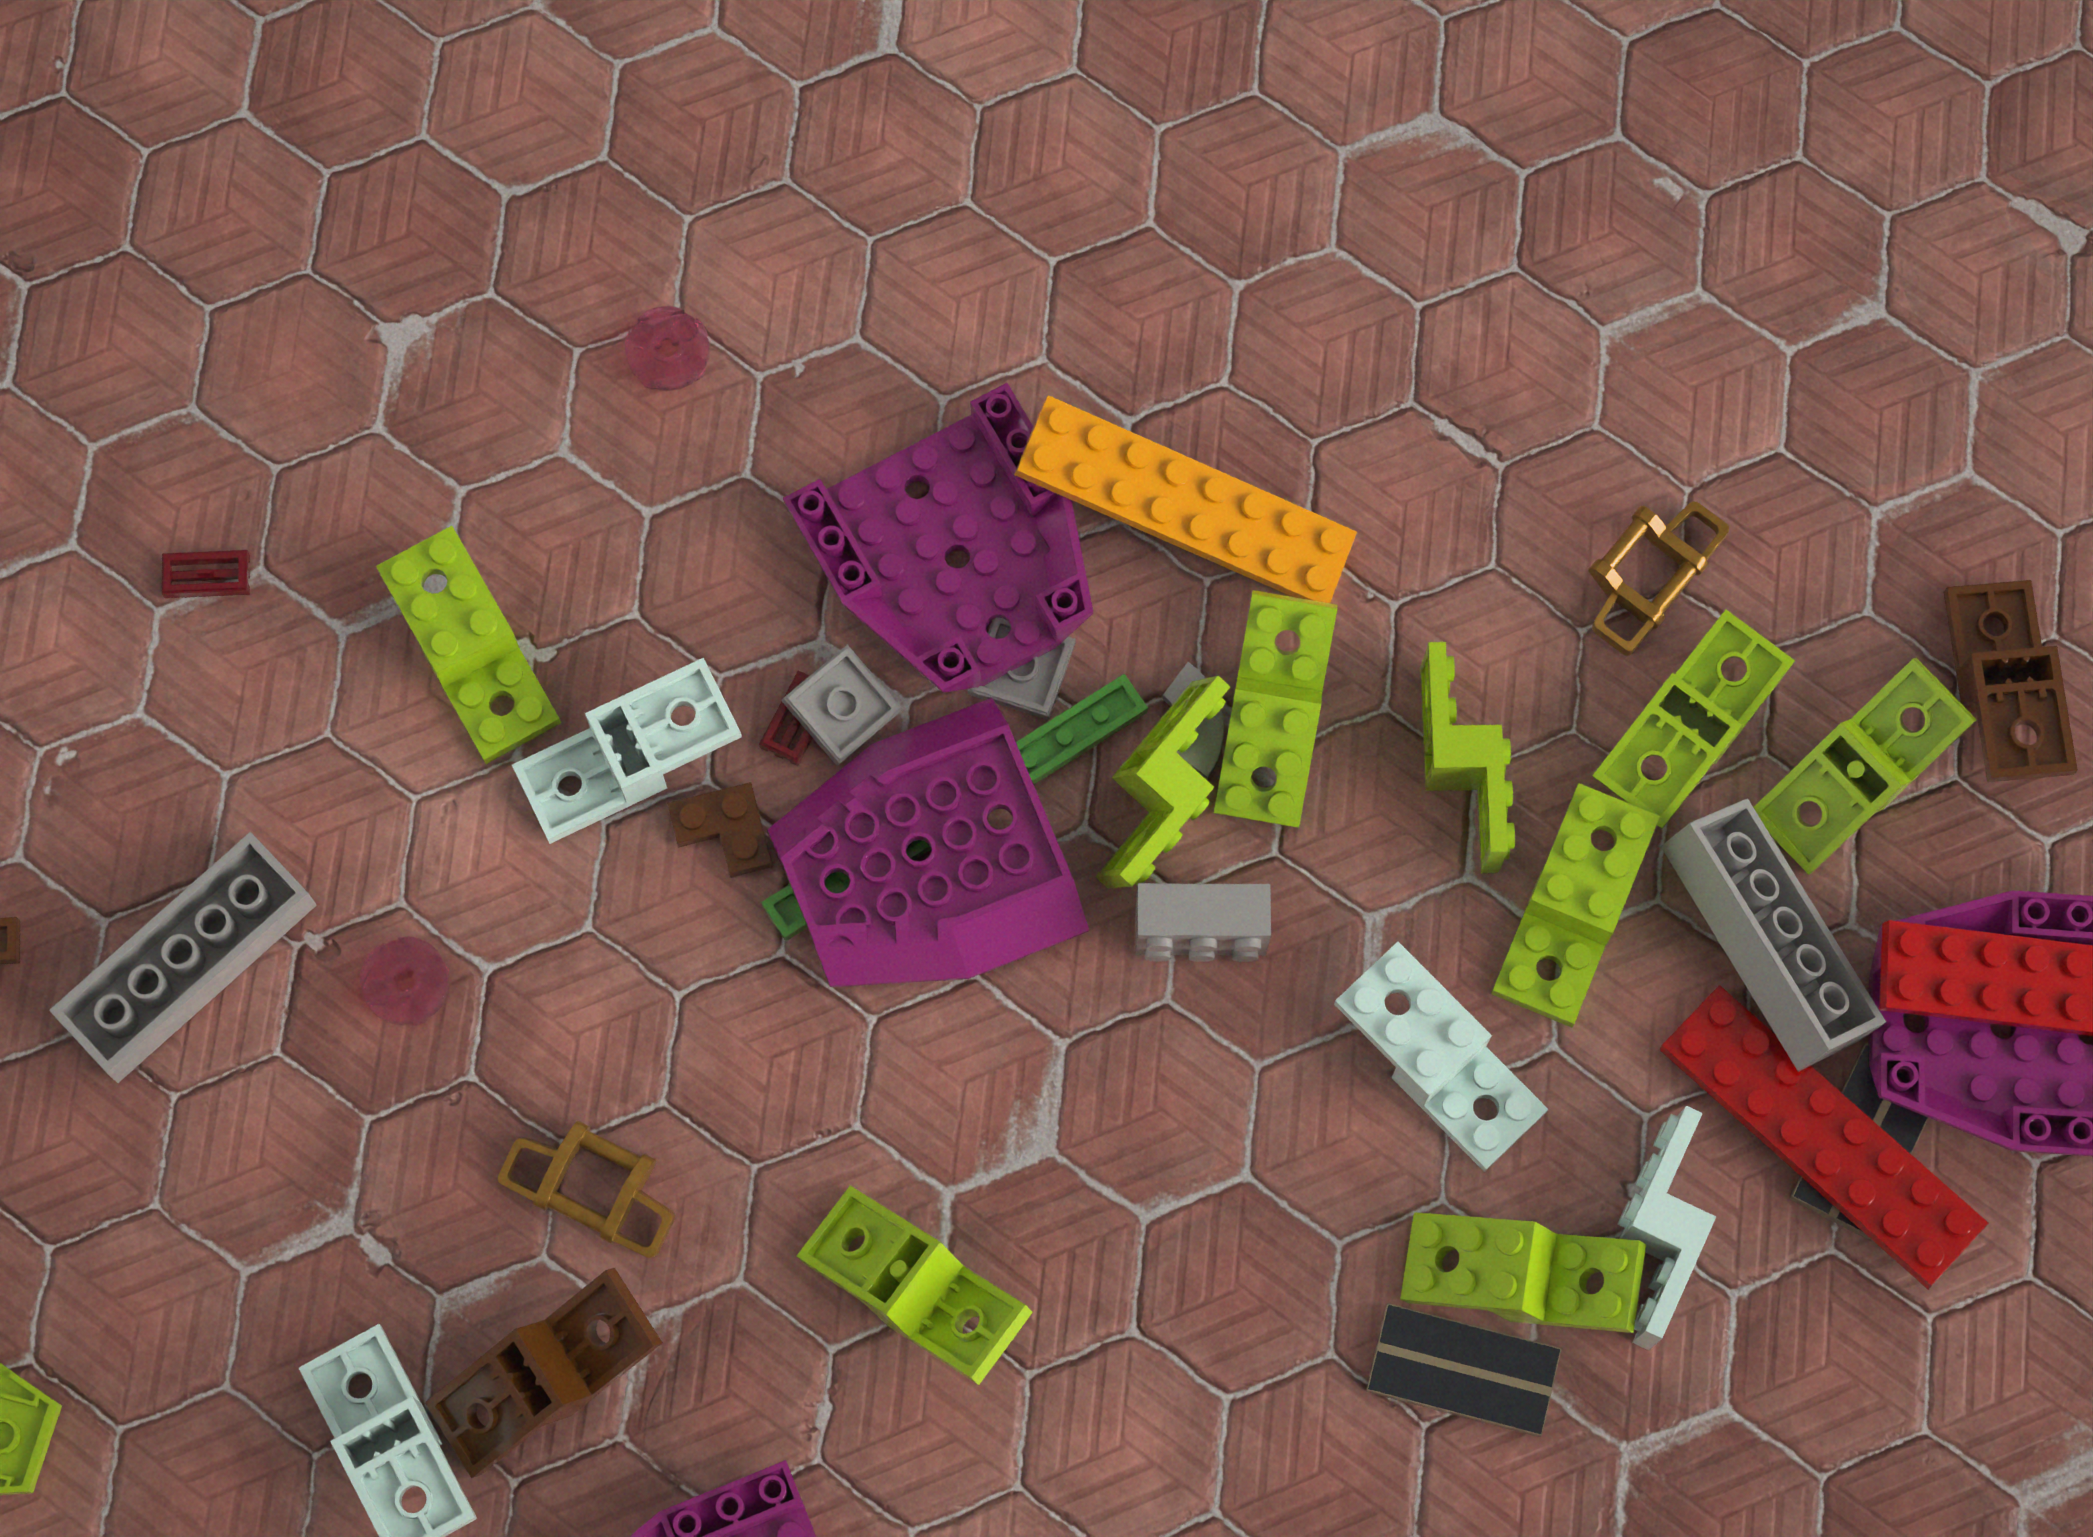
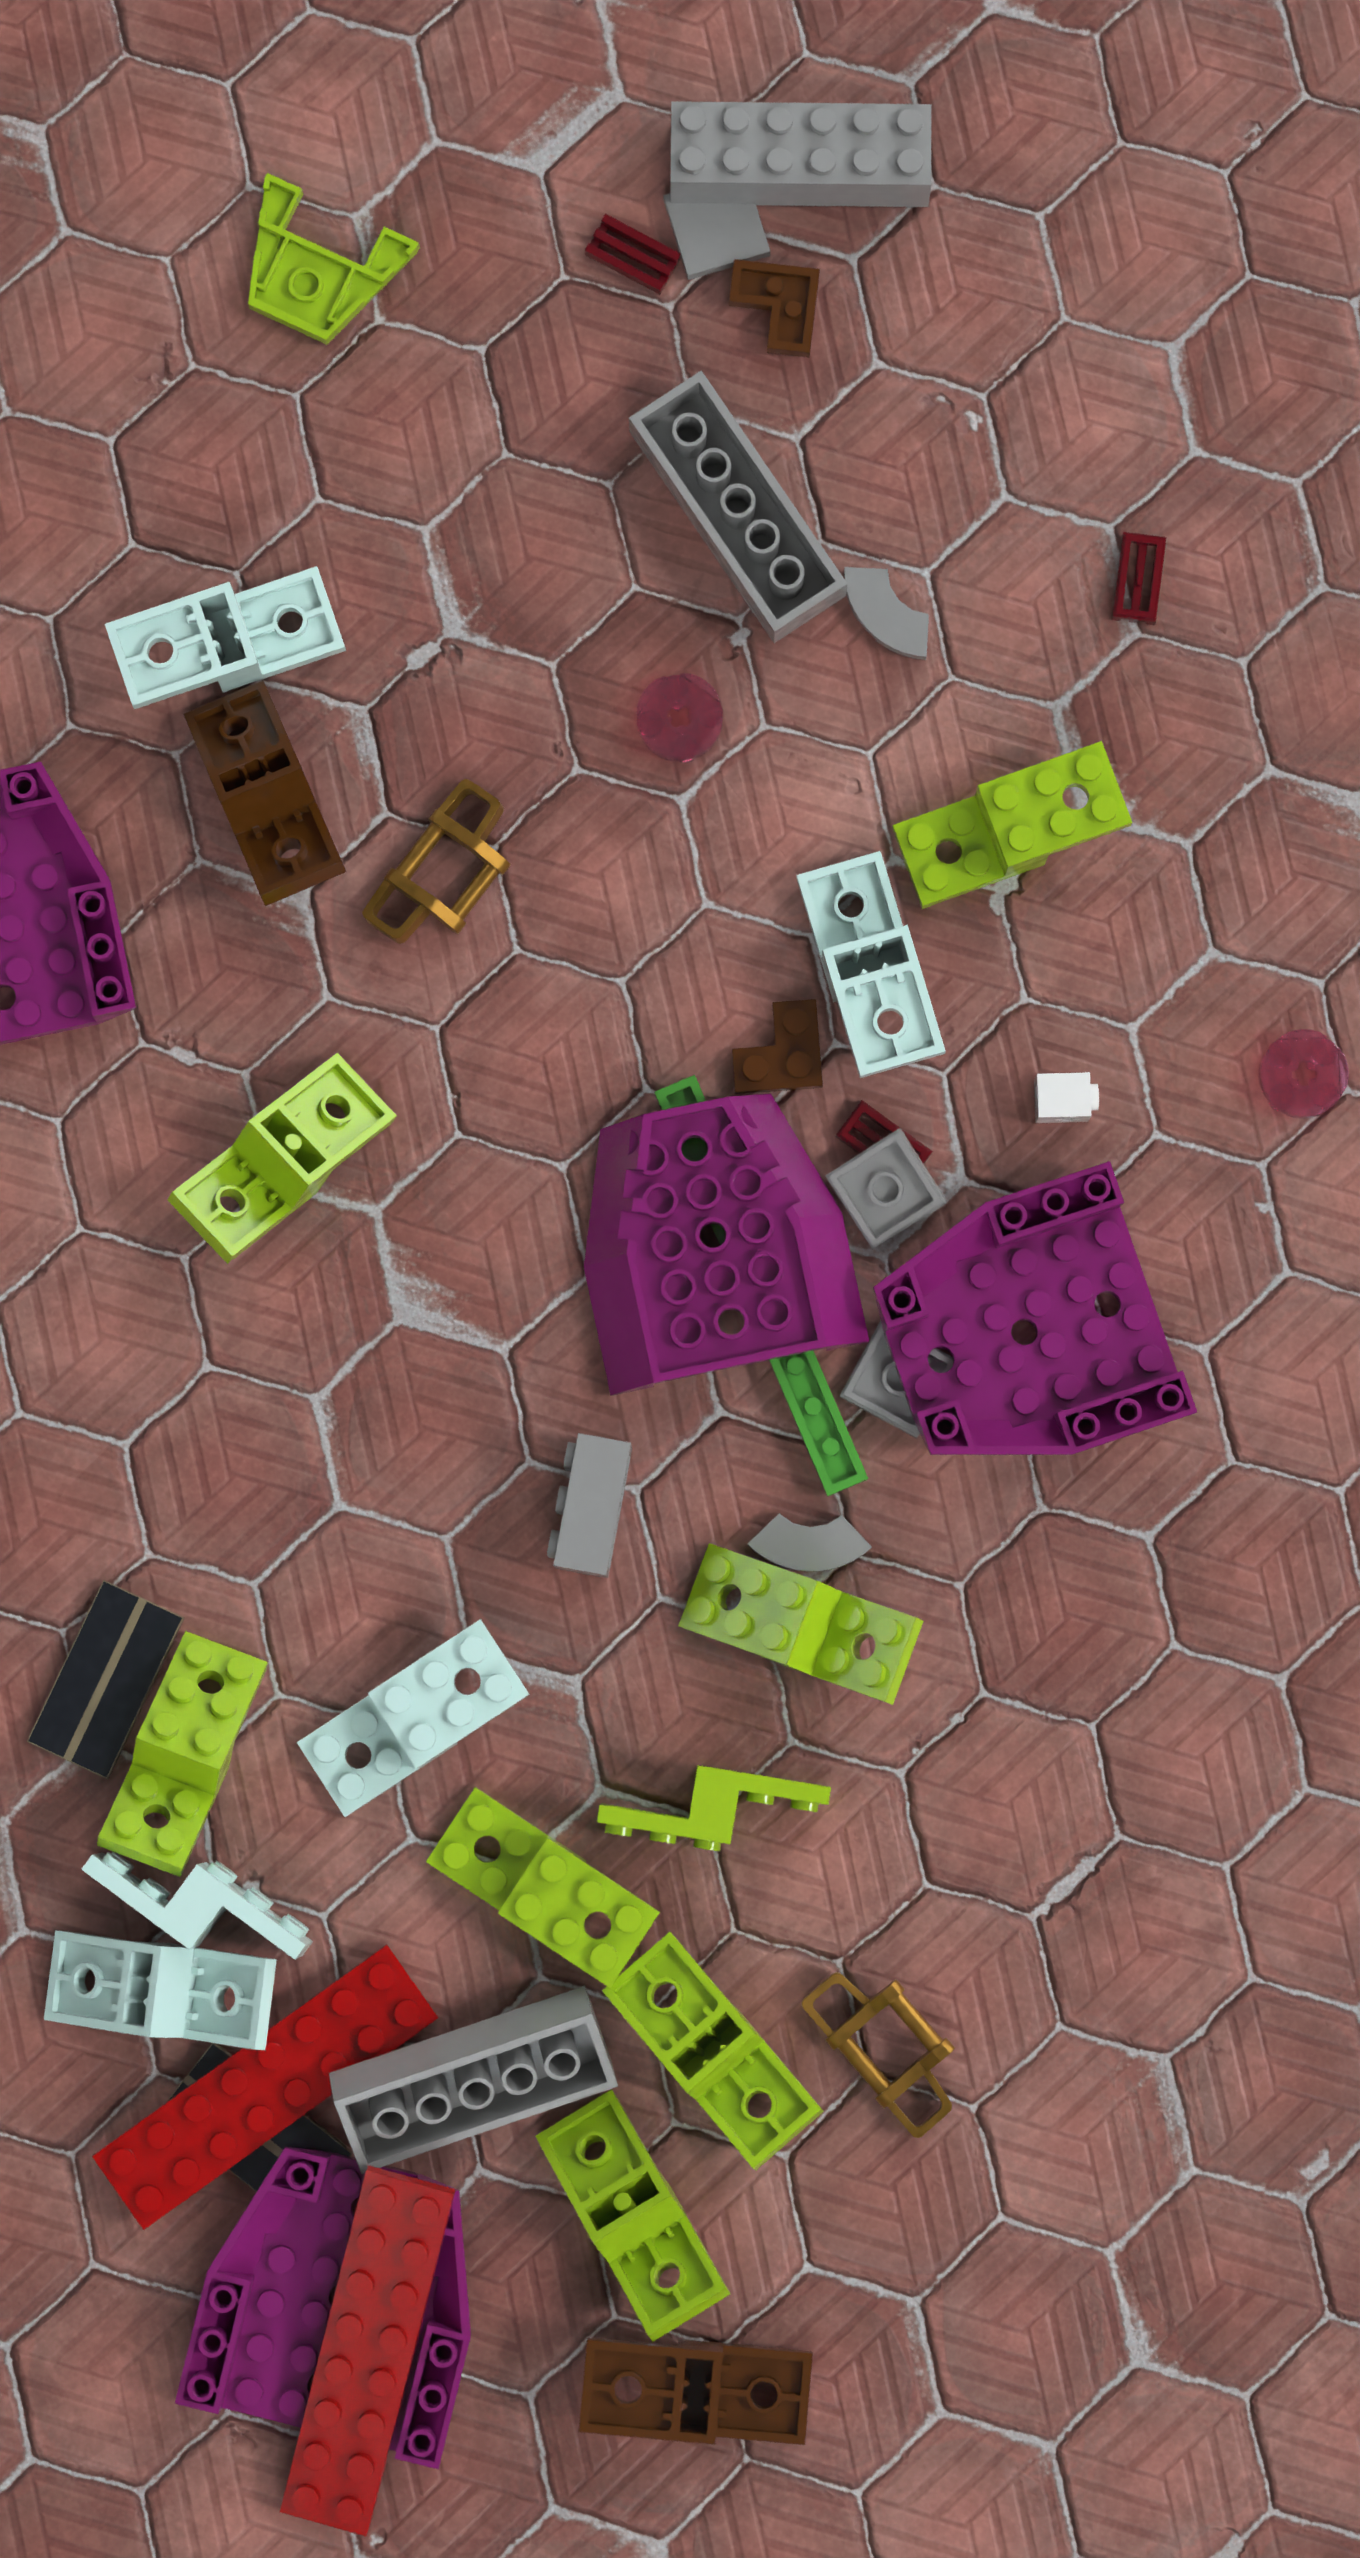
camera: 105 degrees right, 10 degrees up
(276, 801) = (884, 615): none -> light grey tile
(726, 556) = (1064, 1097): none -> white brick
(1164, 783) = (729, 1499): lime bracket -> none
(1185, 502) = (1035, 1573): light orange plate -> none
(1757, 1250) = (160, 1990): none -> light aqua bracket

